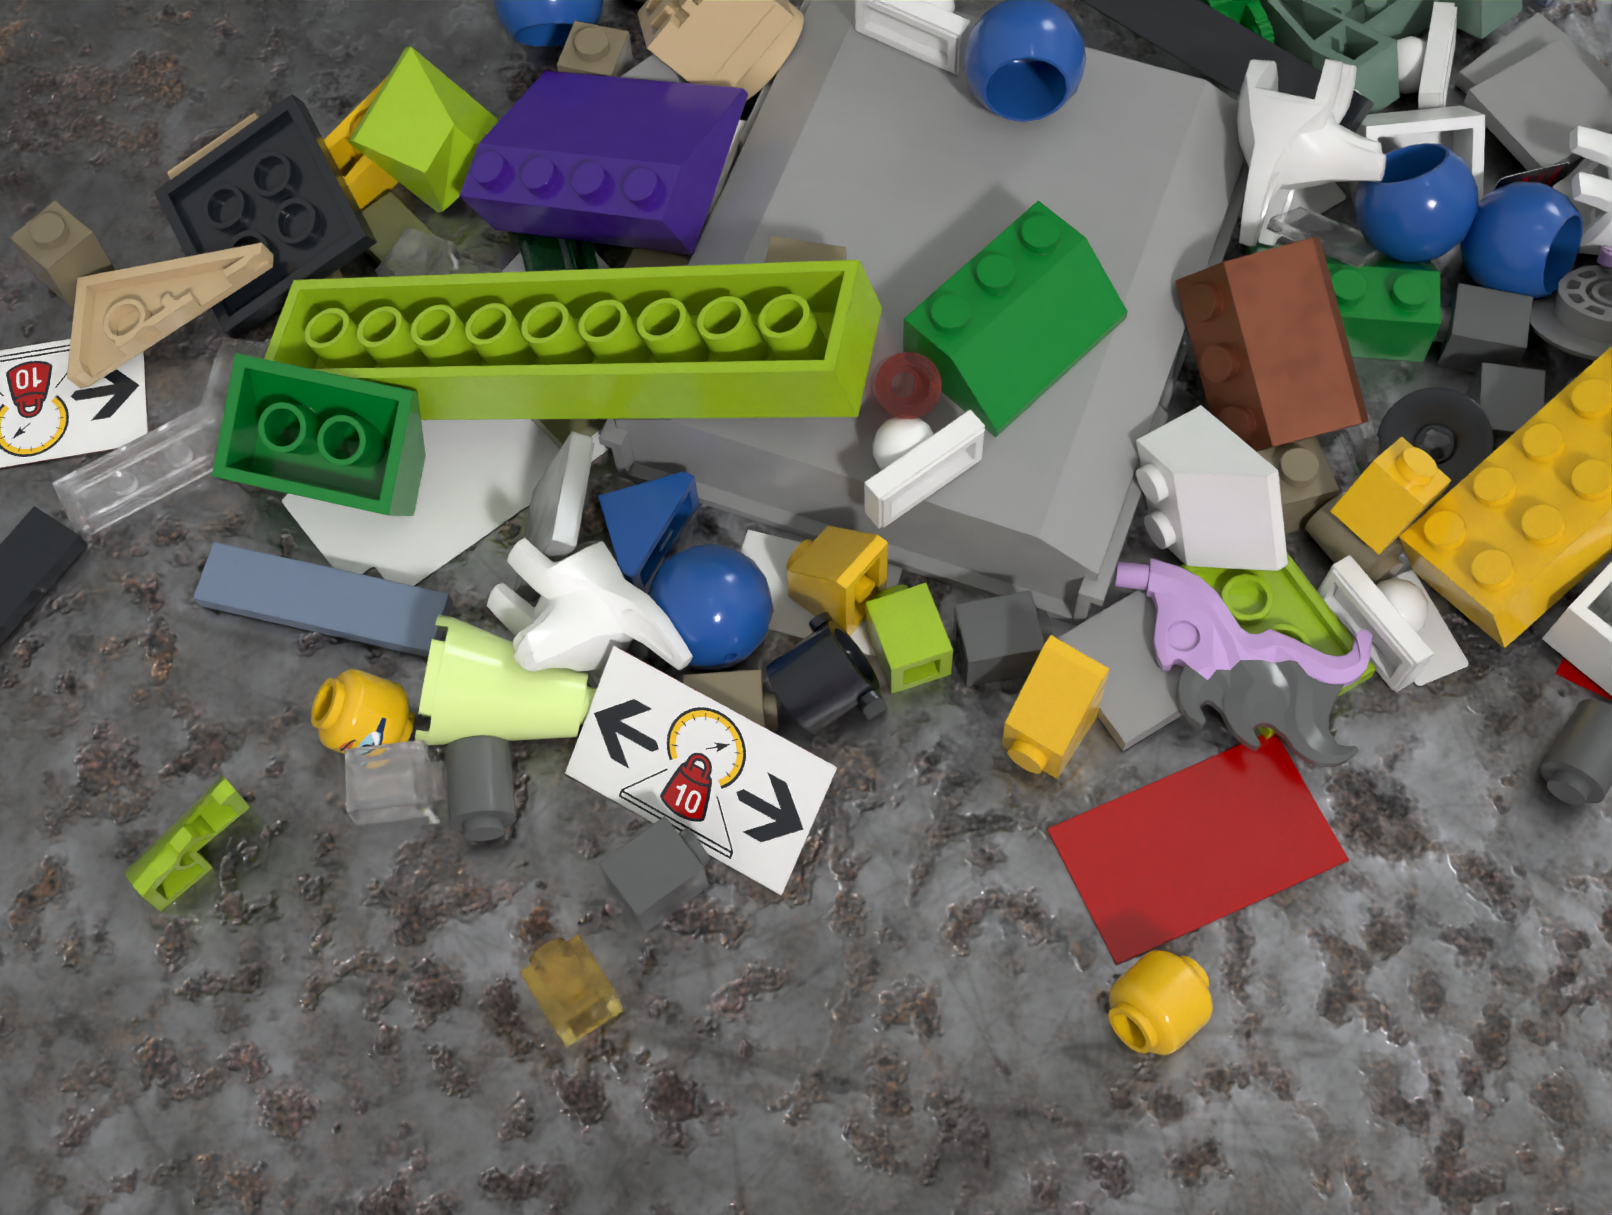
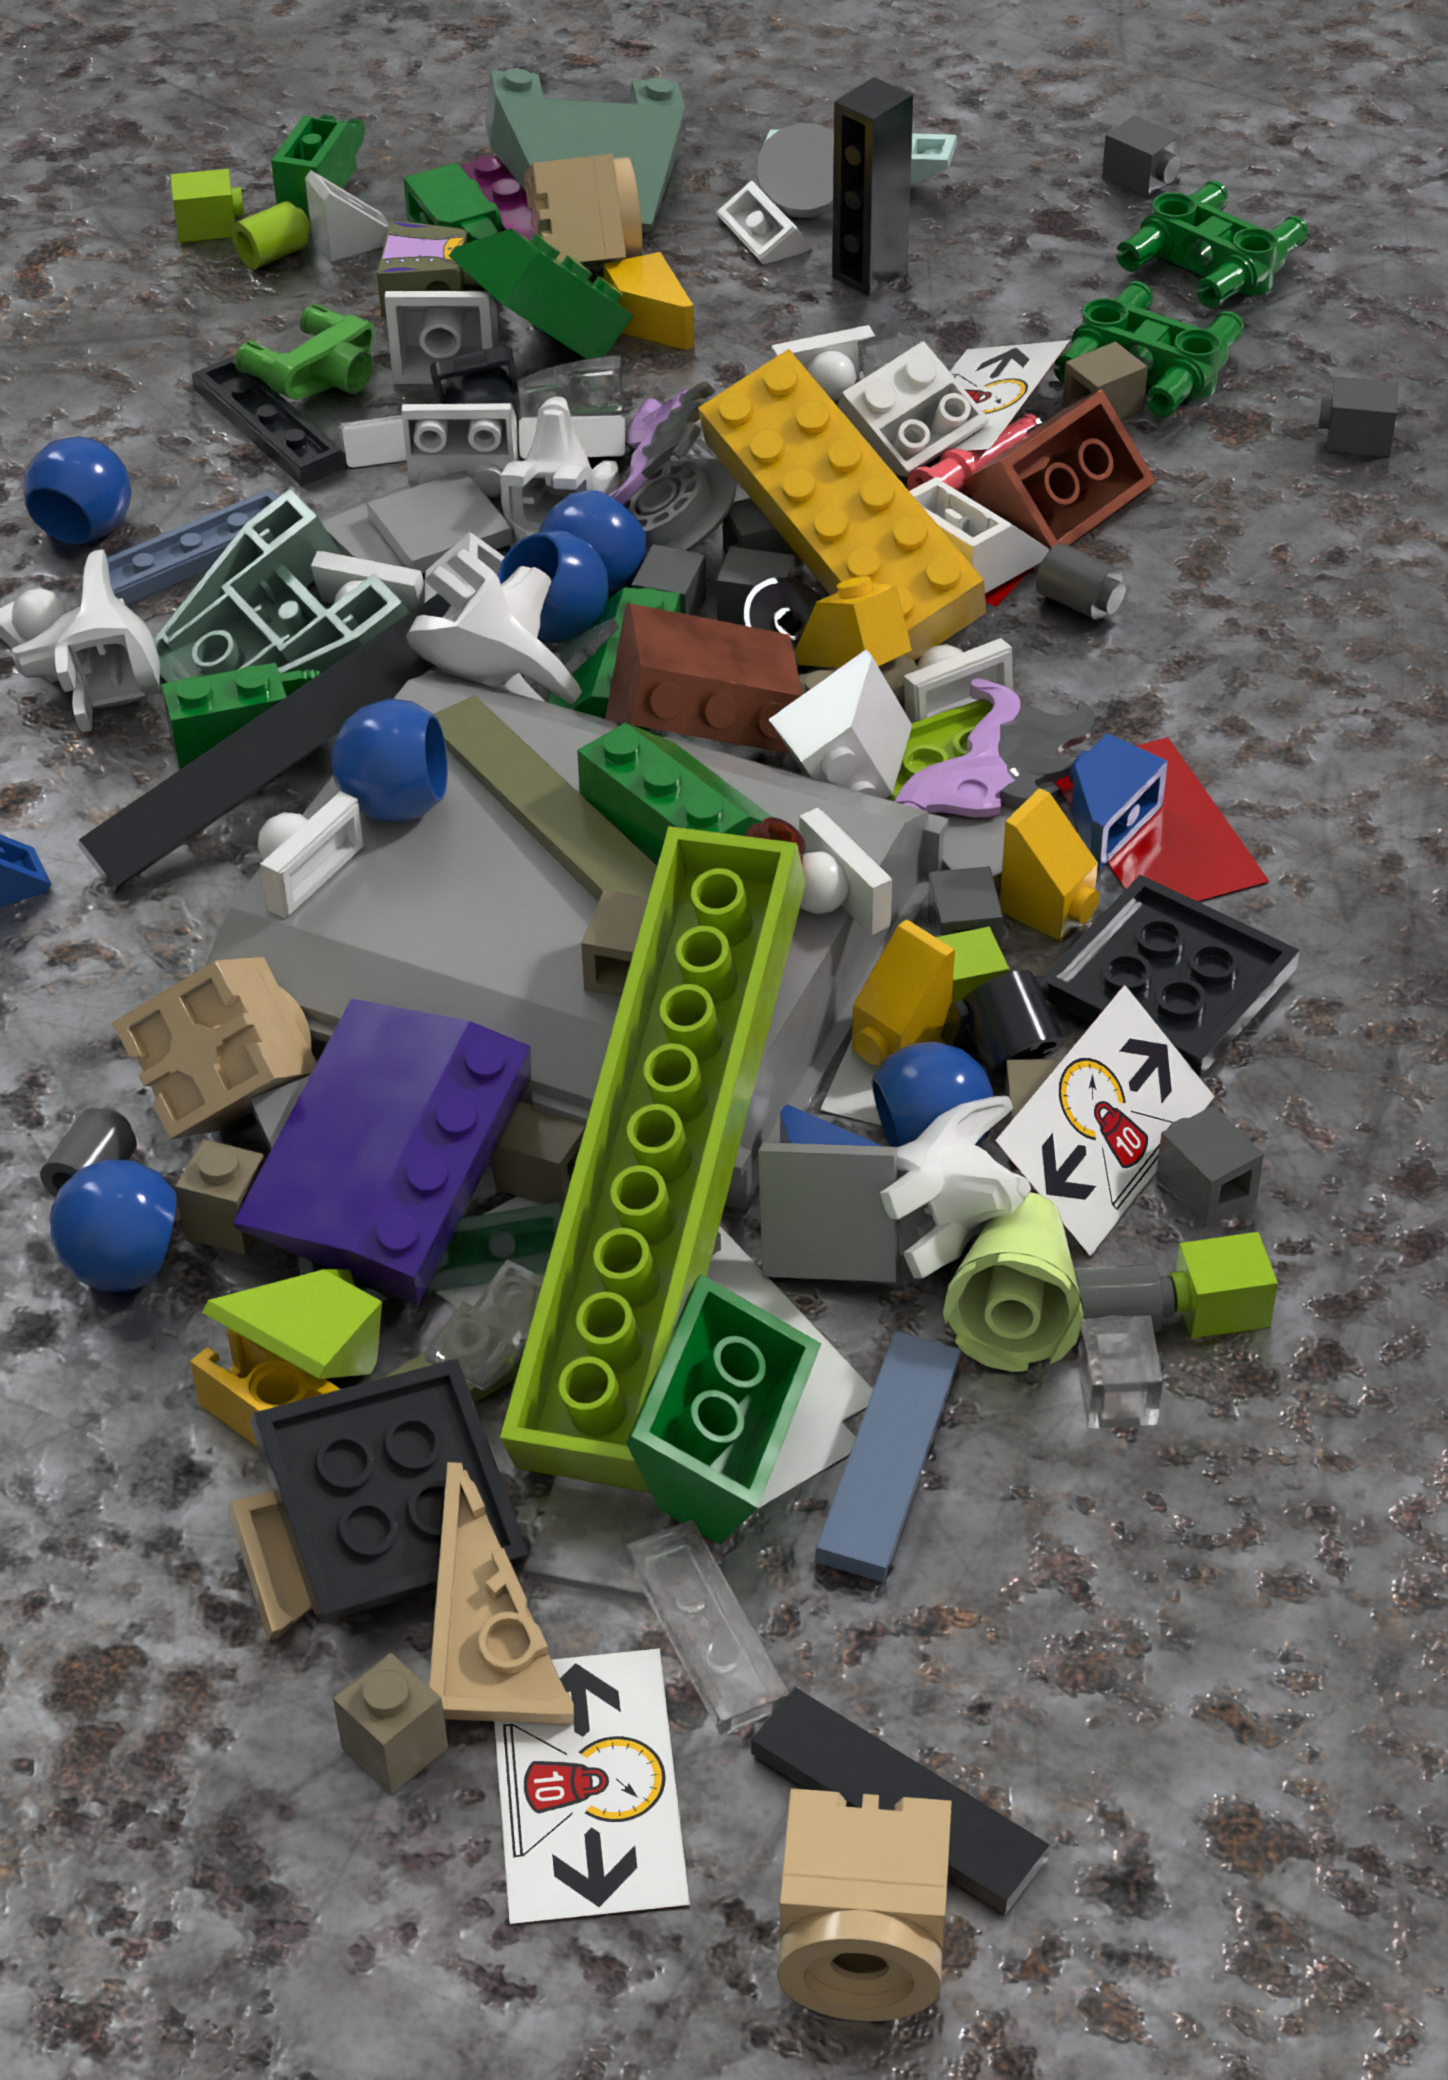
camera: 90 degrees left, 20 degrees down
(174, 858) = (1186, 1534): lime slope -> none
(361, 711) = (1043, 1388): yellow head -> none
(496, 883) = (1224, 1285): none -> lime brick
(571, 988) = (1332, 1221): clear yellow brick -> none
(936, 846) = (1181, 961): none -> black plate
(1060, 181) = (545, 802): none -> olive tile
(1160, 1003) = (1312, 839): yellow head -> none
(1199, 782) = (1114, 794): none -> blue slope

